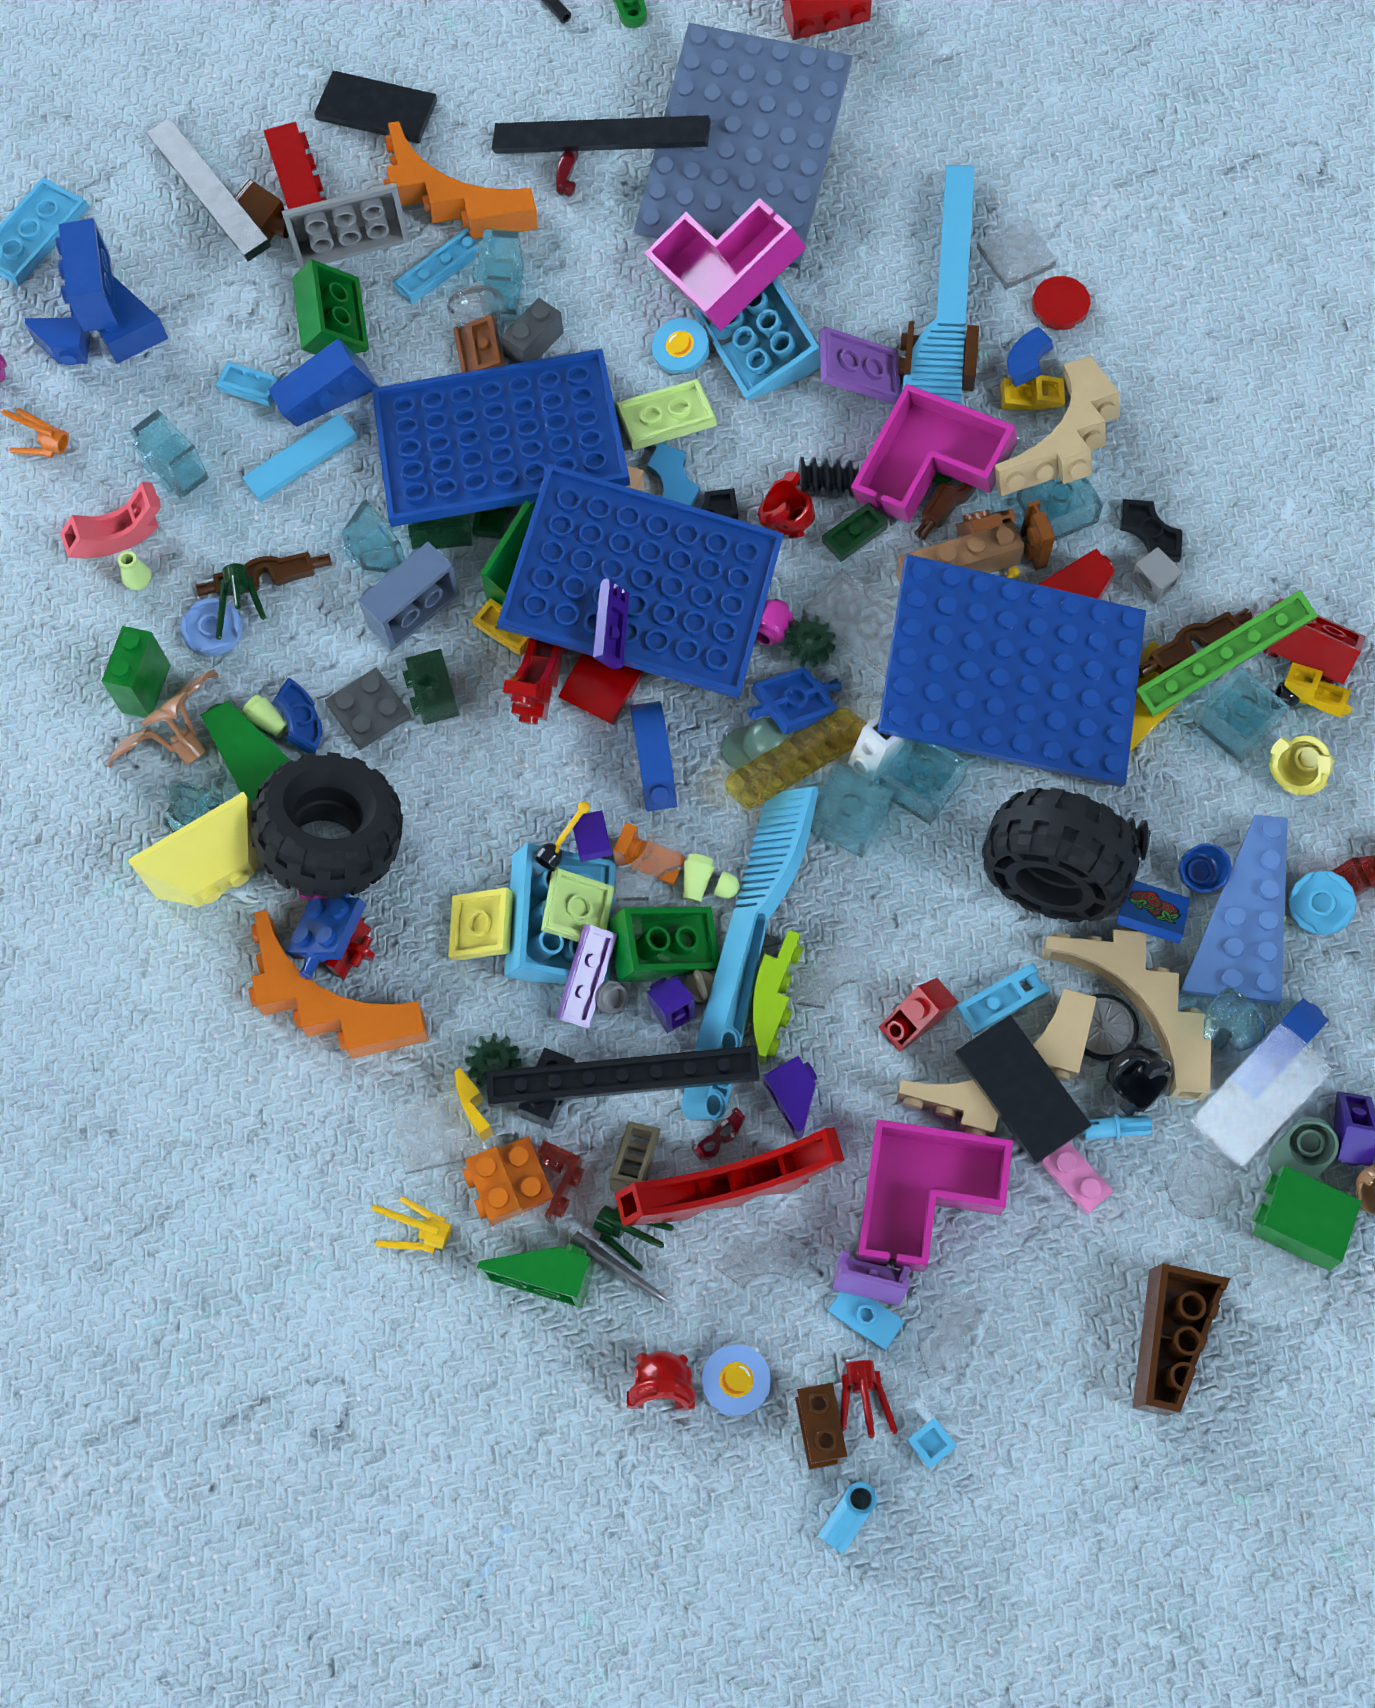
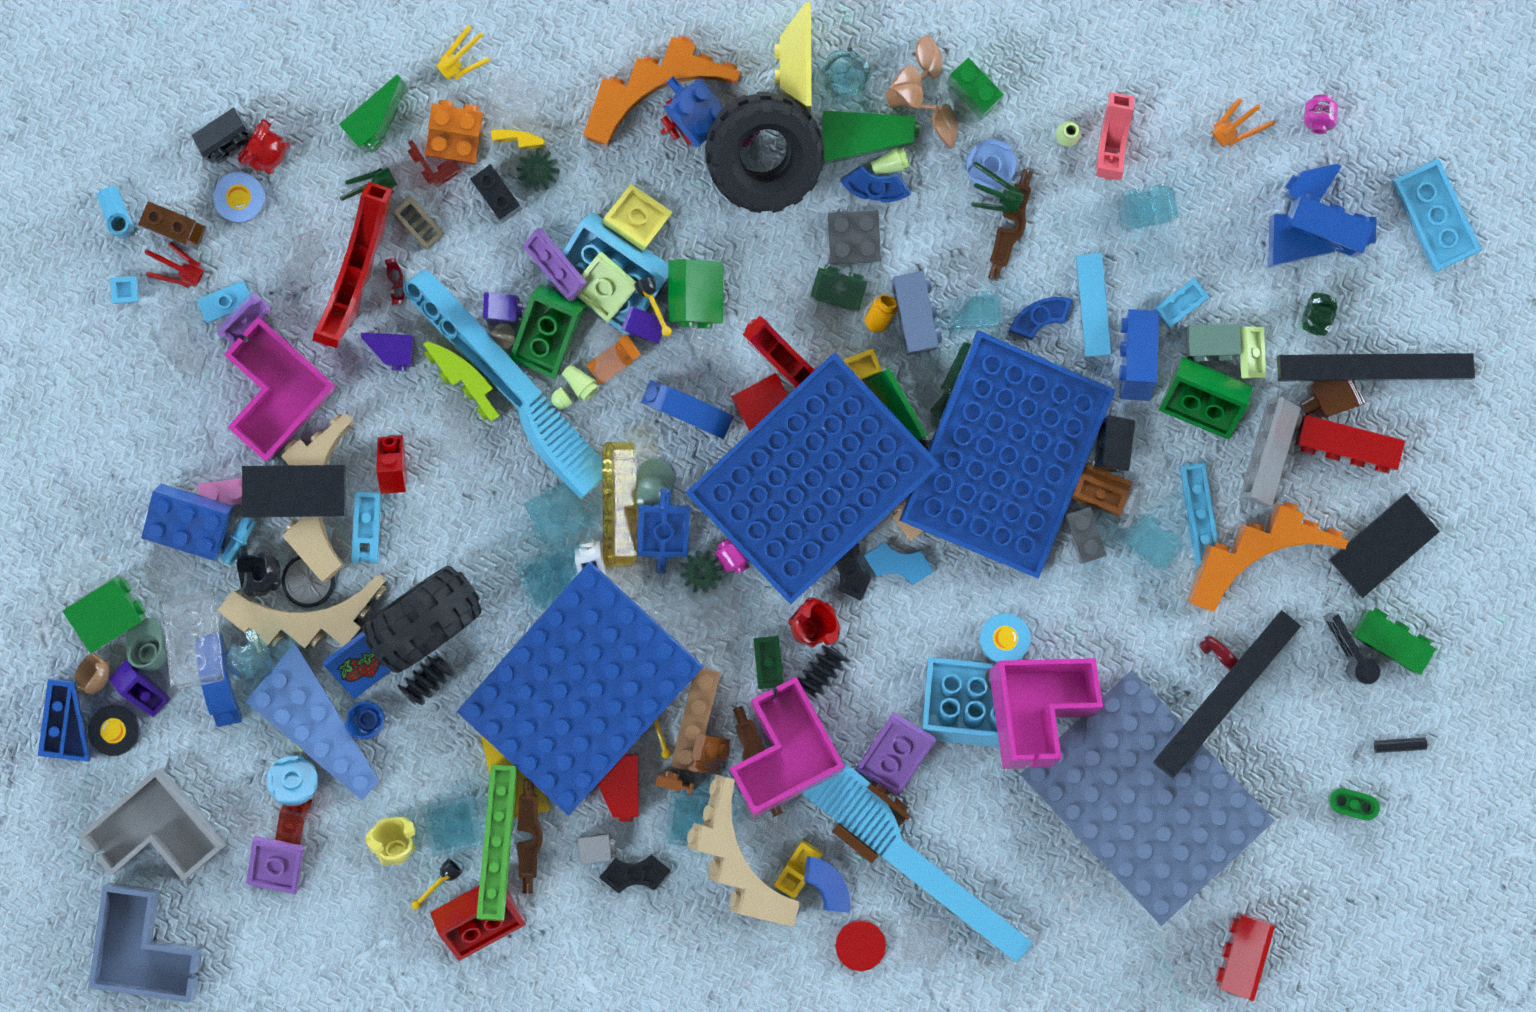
camera: 120 degrees right, 20 degrees up
(185, 261) = (1319, 314): none -> clear green gear
(251, 304) = (1252, 352): none -> yellowish green plate
(269, 335) = (1213, 341): none -> sand green brick
(335, 495) = (1039, 314): none -> blue tile
(427, 357) = (1114, 444): none -> black hinge
(431, 631) = (881, 313): none -> light orange brick
(458, 50) = (1393, 640): none -> green brick
(492, 65) = (1358, 668): none -> black piece
(524, 812) = (695, 293): none -> green brick
(602, 1256) = (371, 159): flat silver bar -> none
(611, 625) = (782, 430): dark purple hinge -> none
(611, 997) = (532, 273): light grey plate -> none
(622, 1076) = (465, 241): black tile -> none
(665, 414) = (954, 591): yellowish green tile -> none
(676, 1441) = (222, 136): none -> black slope
(1139, 1189) = (187, 522): none -> blue brick
(1173, 1335) = (91, 481): reddish brown wedge -> none
(1306, 685) = (437, 890): yellow slope -> none

